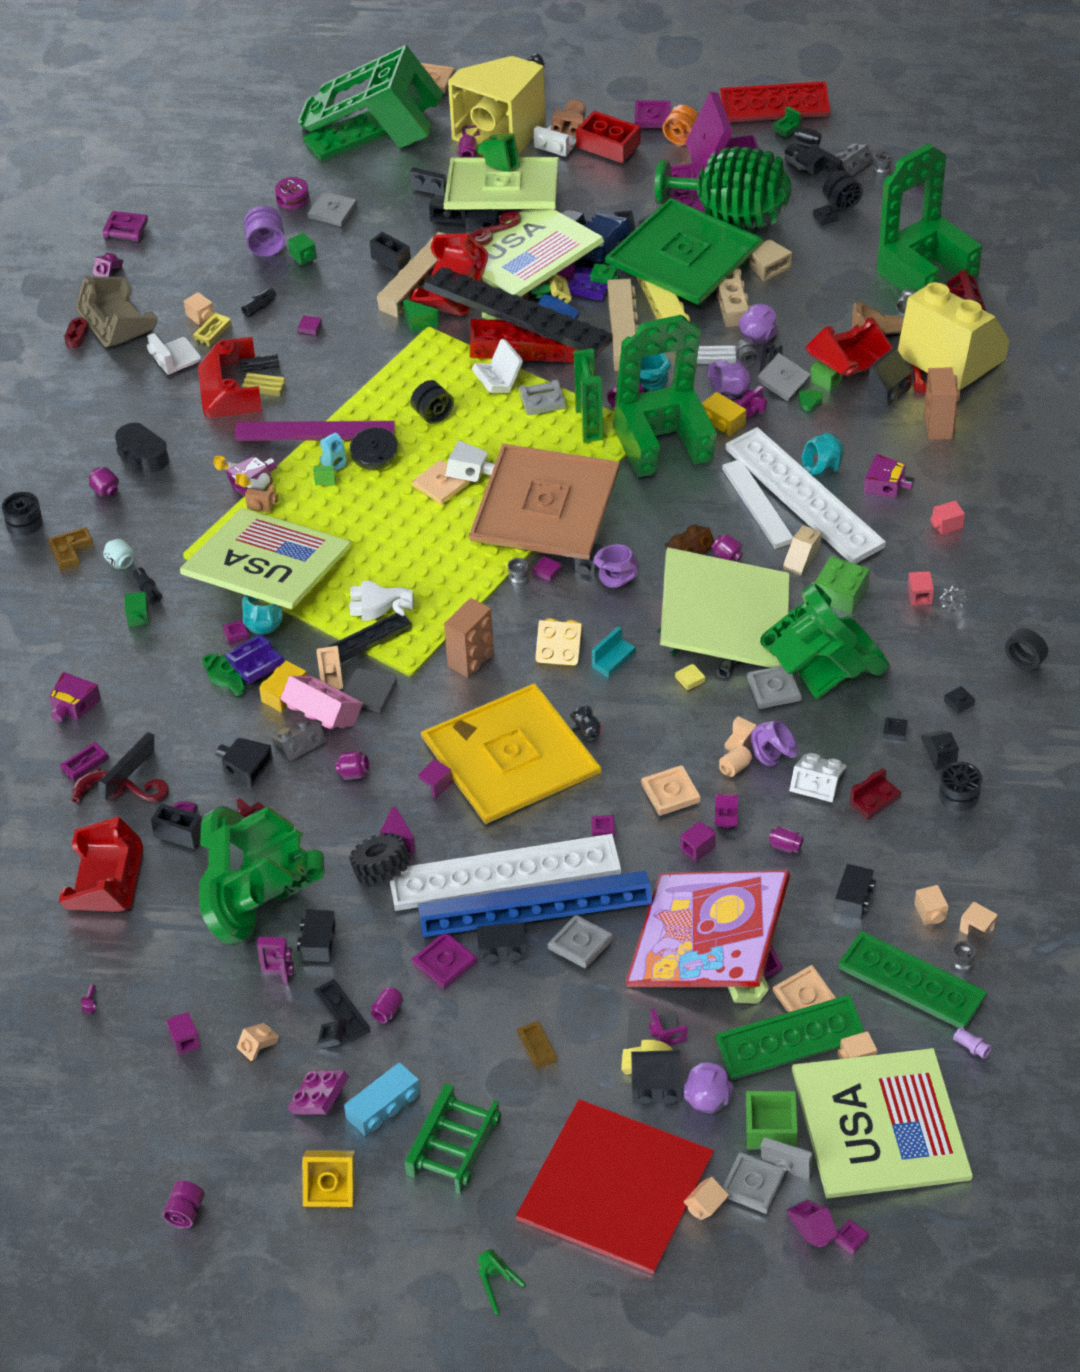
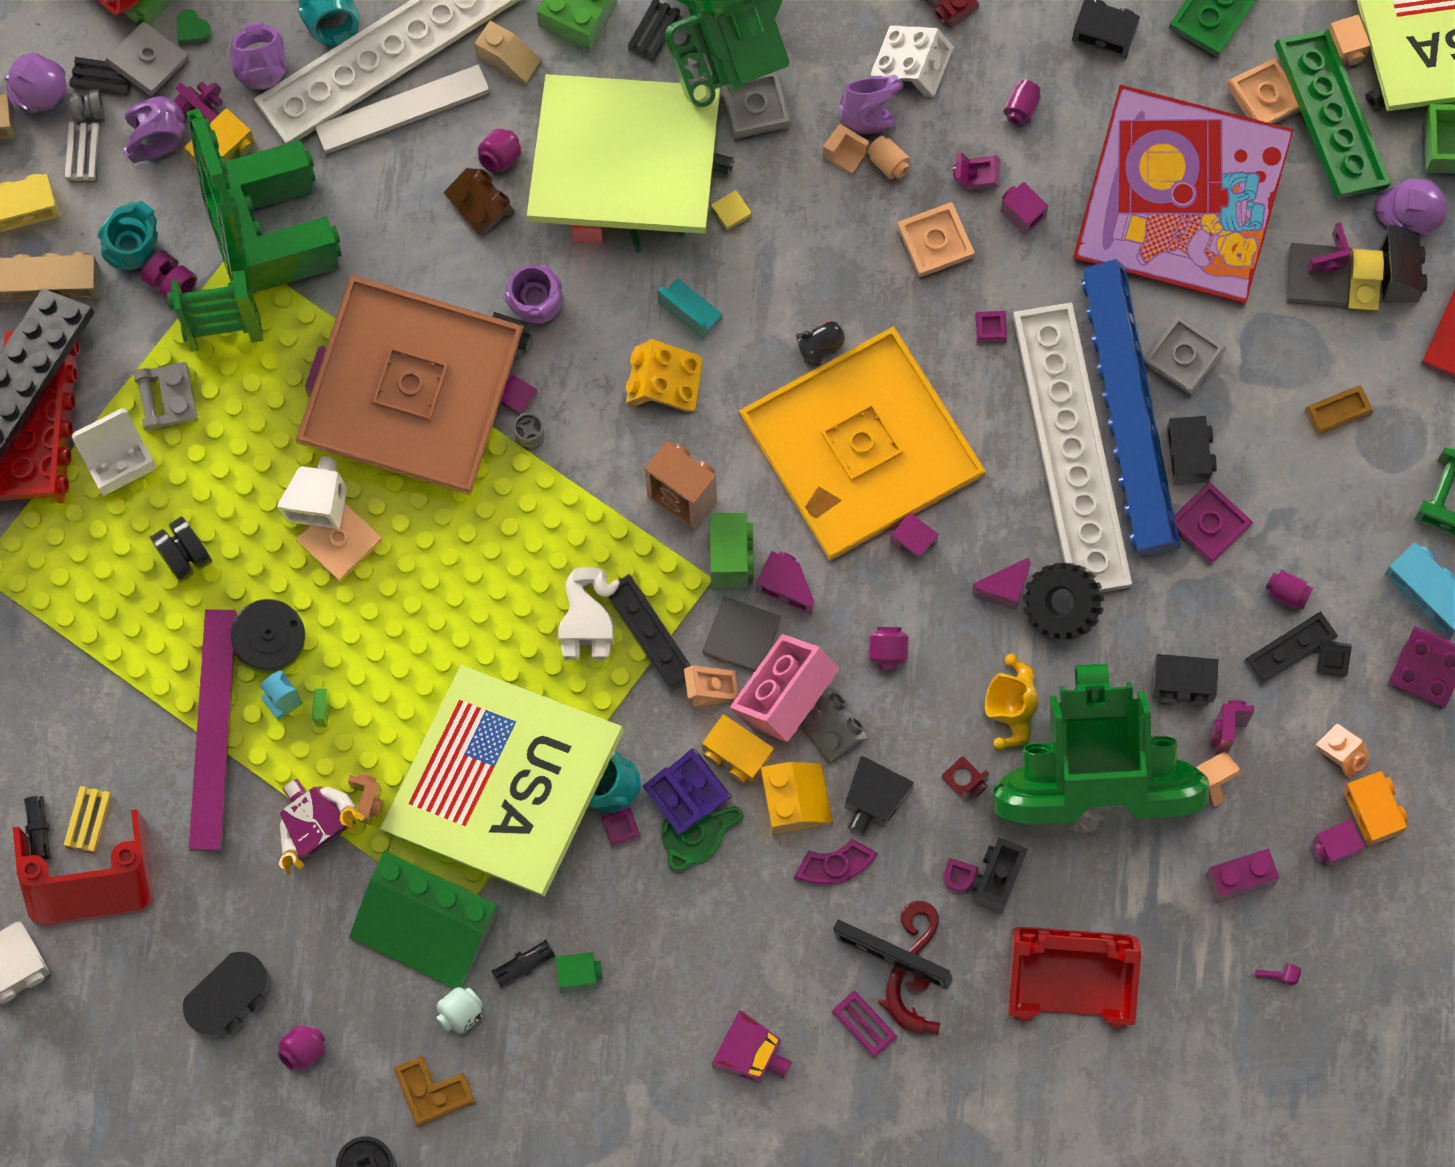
camera: 90 degrees left, 25 degrees up
(163, 971) = (1242, 876): none -> magenta brick
(183, 532) = (423, 920): none -> green slope
(197, 744) = (835, 867): none -> magenta tile
(207, 1053) = (1375, 808): none -> light orange brick
(239, 951) = (1218, 770): none -> light nougat panel
(247, 716) = (795, 796): none -> yellow slope
(314, 836) = (1013, 702): none -> yellow piece
(403, 709) = (785, 582): none -> magenta slope
(424, 671) = (729, 544): none -> bright green piece
(780, 426) = (260, 66): none -> medium lavender helmet

